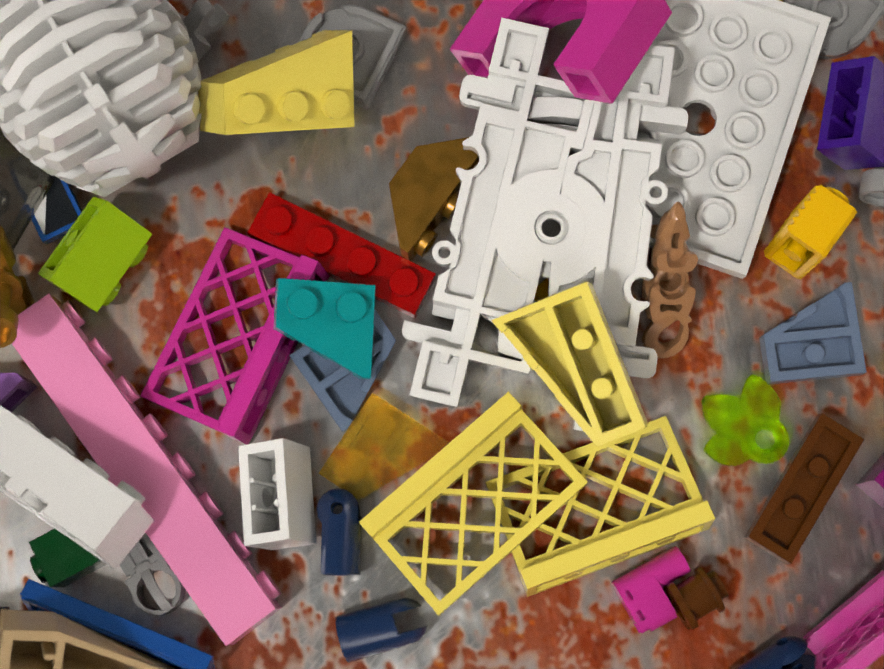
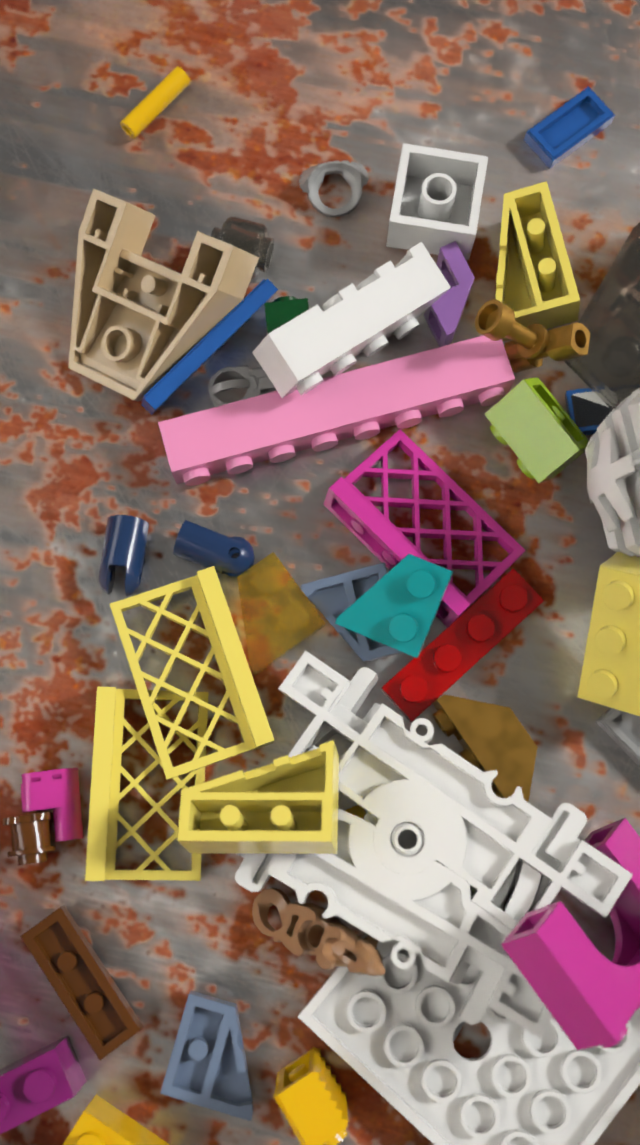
camera: 110 degrees right, 0 degrees up
(277, 495) = (265, 507): white brick -> none
(738, 422) = (168, 948): clear neon green plate -> none

